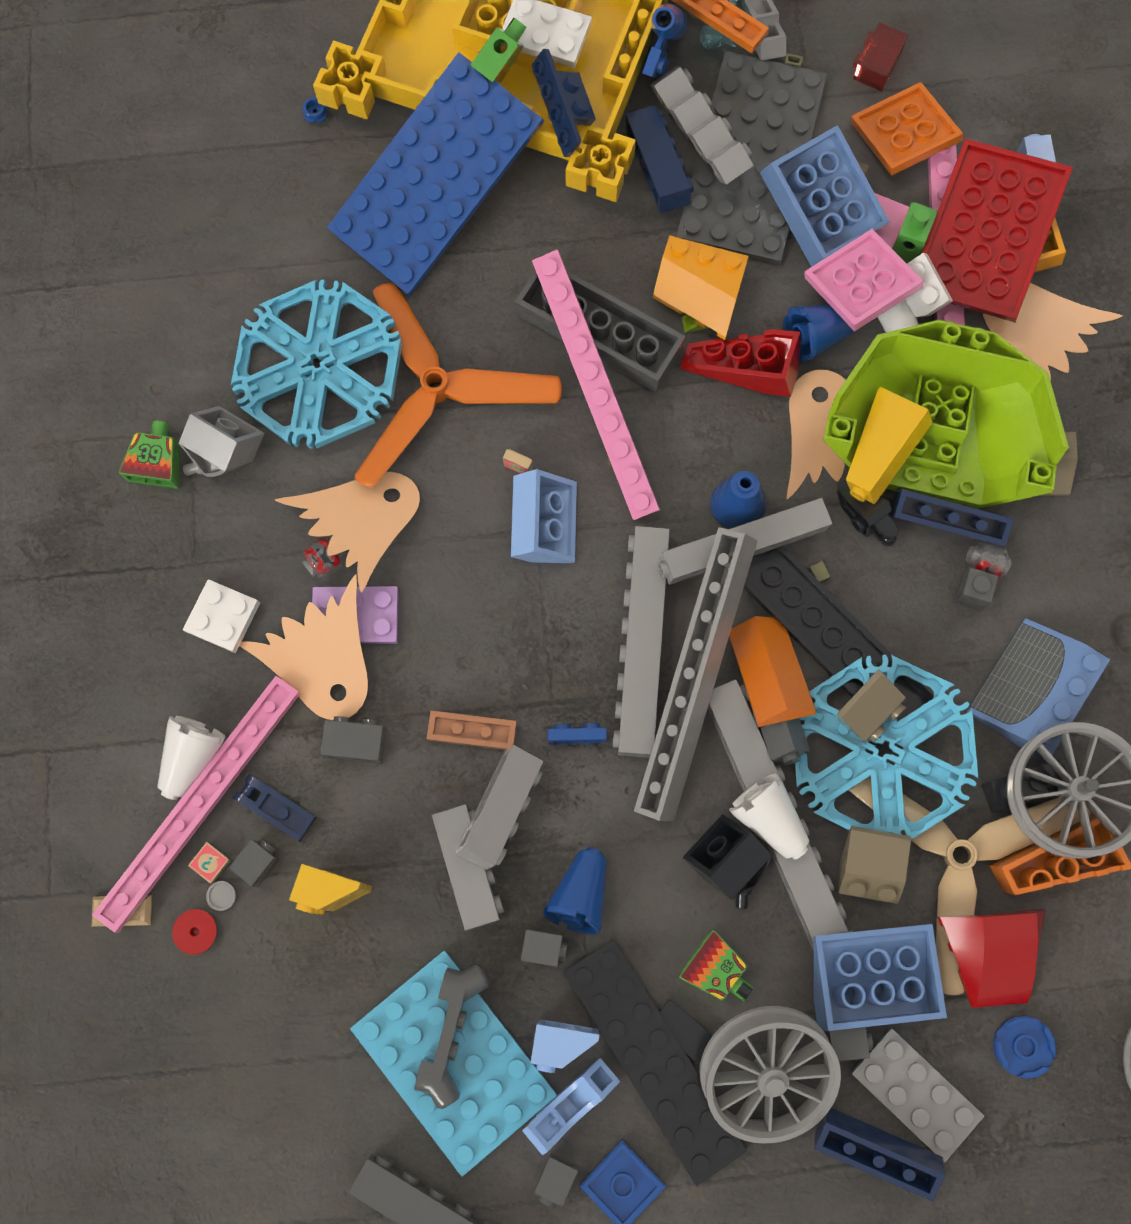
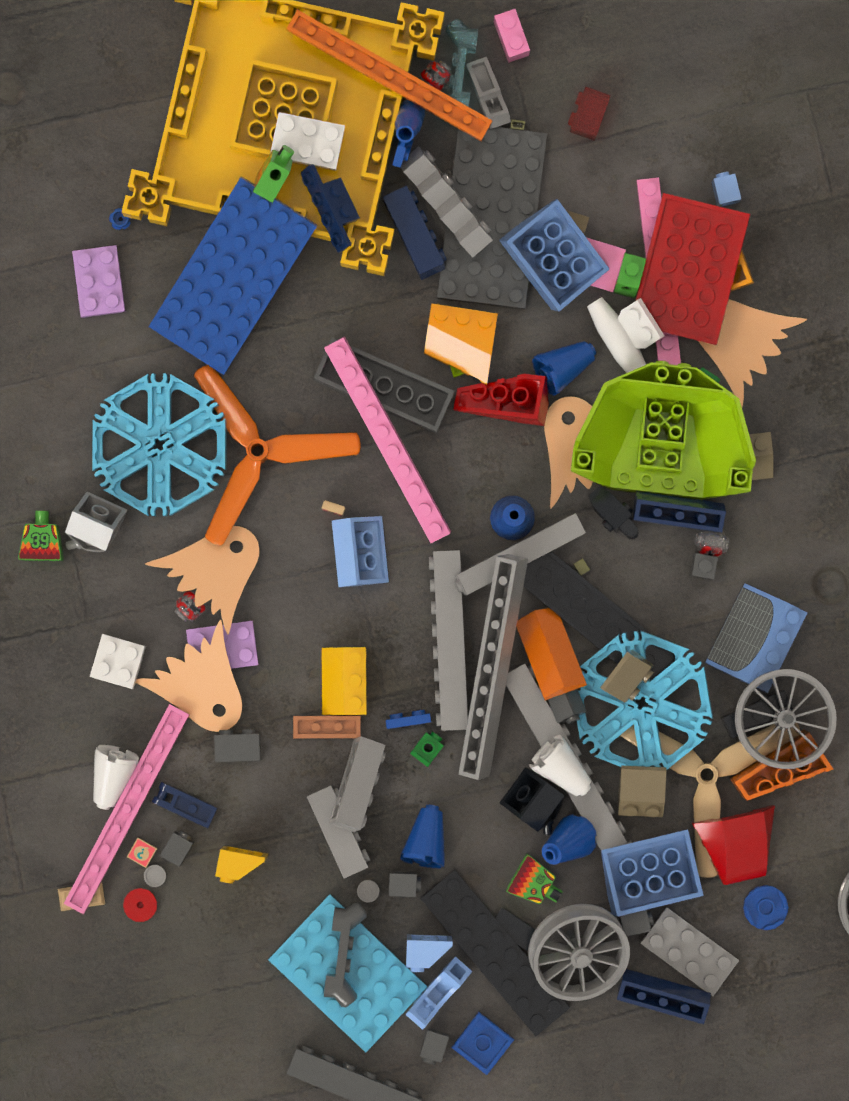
camera: 15 degrees left, 10 degrees up
(278, 176) = (98, 281): none -> lavender plate
(495, 953) = (368, 891): none -> light grey piece
(502, 674) = (344, 681): none -> yellow slope
(591, 784) = (427, 757): none -> green brick
(773, 918) = (570, 840): none -> blue cone
(863, 279) = (591, 326): bright pink plate -> none
(886, 443) = (620, 464): yellow slope -> none
(906, 128) = (616, 179): orange plate -> none

